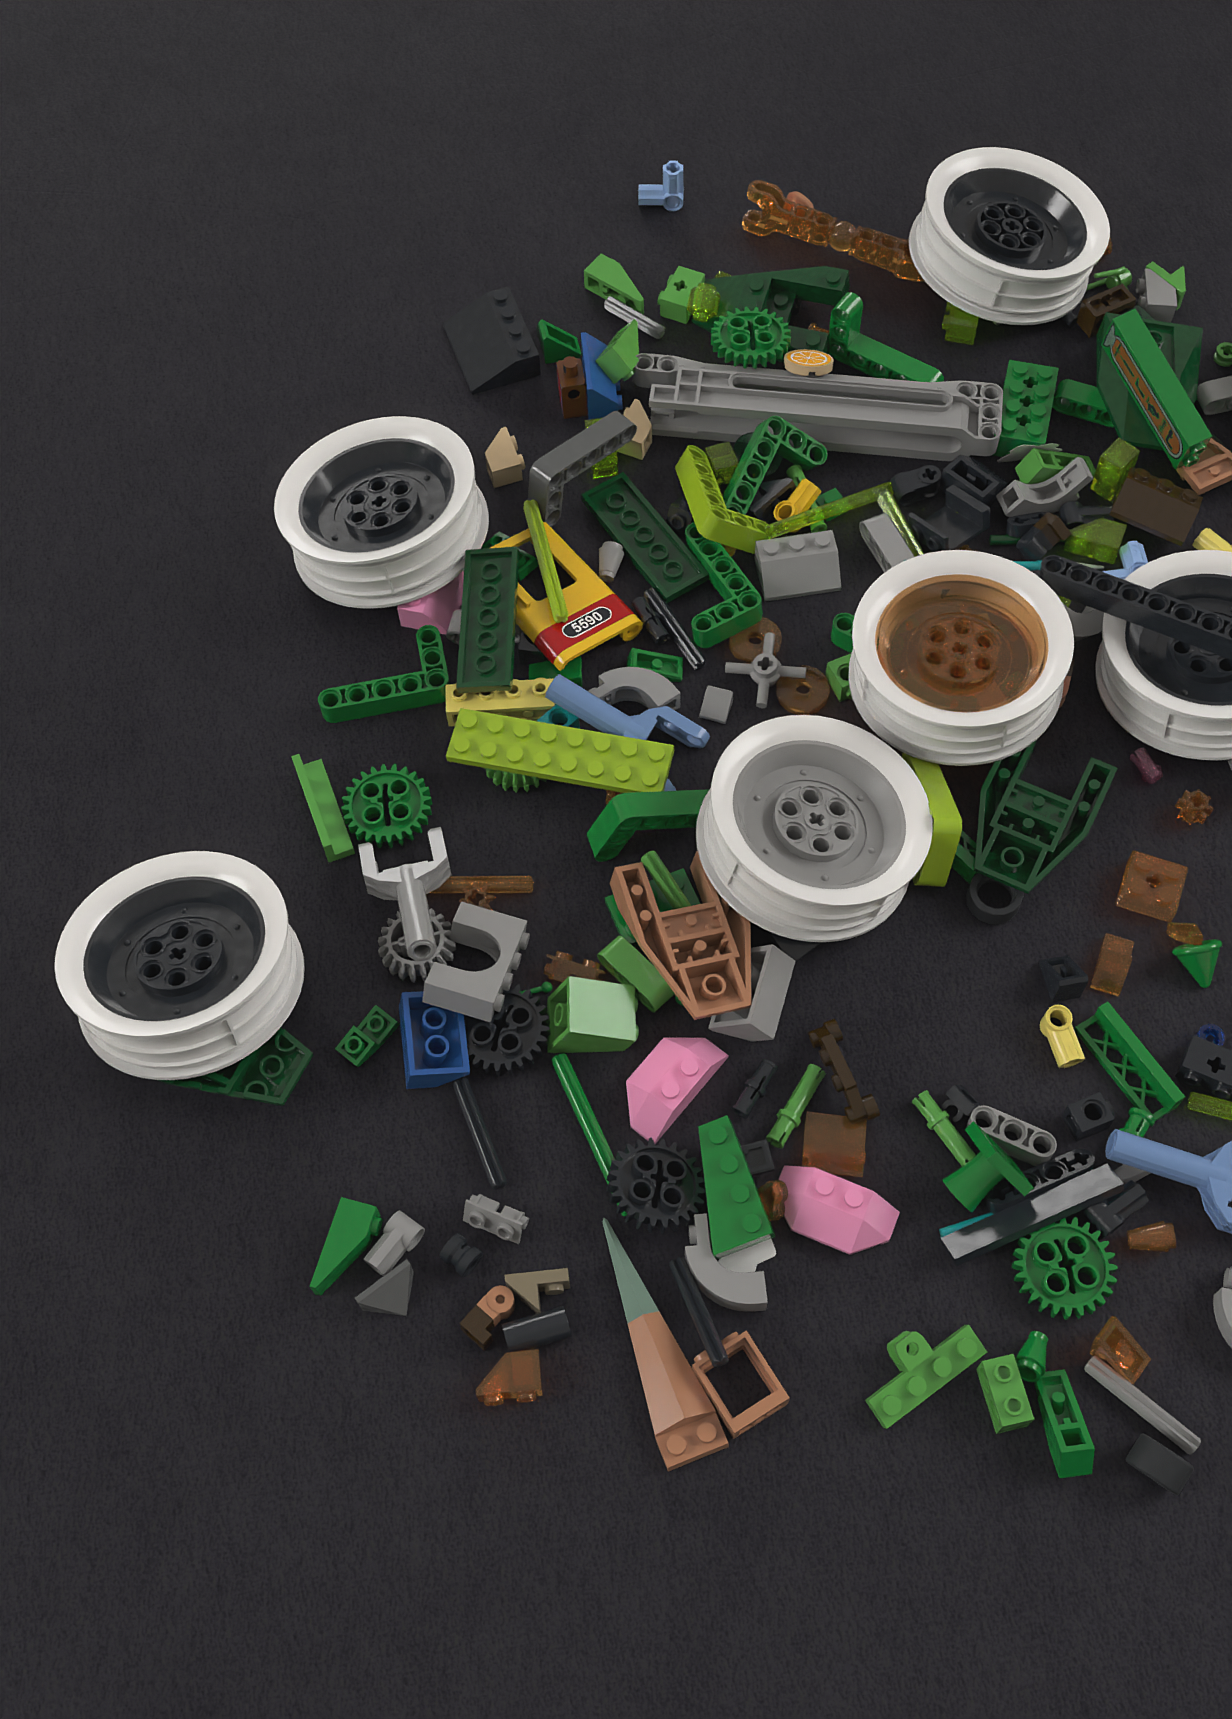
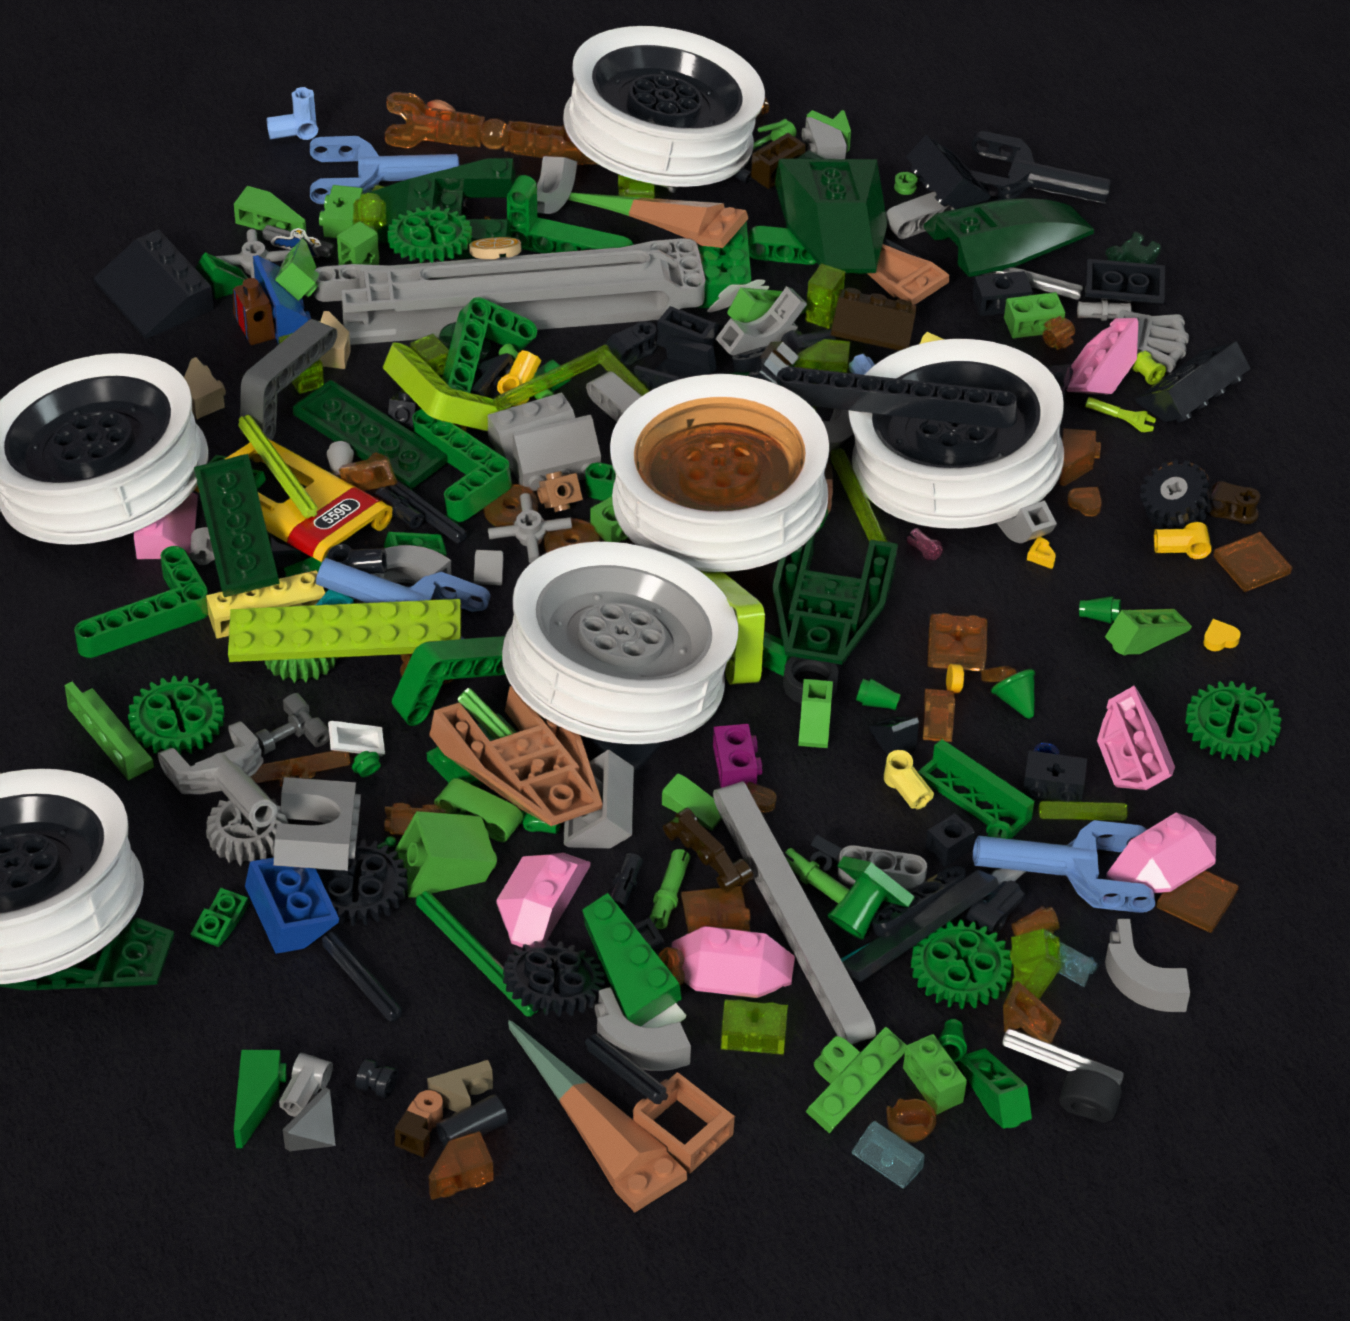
camera: 20 degrees left, 15 degrees down
(482, 1214) = (400, 1044): light grey hinge -> none
(497, 838) = (299, 723): none -> dark grey bar
(542, 869) = (356, 738): none -> white slope
(545, 897) = (366, 763): none -> green plate
(589, 323) = (250, 249): none -> light grey bar
(592, 679) = (366, 560): none -> black piece
(628, 317) = (295, 236): none -> sticker
(629, 582) = (370, 473): none -> clear orange slope
(683, 338) = (358, 245): none -> bright green brick
(723, 252) = (371, 166): none -> medium blue piece
(809, 595) = (552, 448): none -> light grey slope
(812, 636) = (568, 491): none -> medium nougat brick
(821, 1288) = (754, 1026): none -> clear neon green brick
(839, 1004) = (684, 793): none -> bright green slope
(884, 300) = (555, 183): none -> light grey arch
(893, 969) = (735, 754): none -> magenta brick
(906, 1021) = (762, 796): none -> clear orange tile
(910, 1170) = (794, 914): none -> light grey beam
(935, 1475) = (889, 1154): none -> clear light blue slope
(968, 1442) = (911, 1119): none -> clear orange hair
(988, 940) = (815, 713): none -> bright green slope
(1011, 367) = (701, 221): none -> nougat plate
(1055, 929) = (877, 695): none -> green cone
(1093, 701) = (857, 496): none -> clear neon green axle
(1139, 928) = (955, 678): none -> yellow tile
(1139, 1290) = (1035, 960): none -> clear neon green slope
(1156, 389) = (845, 215): green brick -> none
(1179, 1294) = (1076, 965): none -> clear light blue hinge
(1194, 807) = (979, 569): clear orange gear -> none

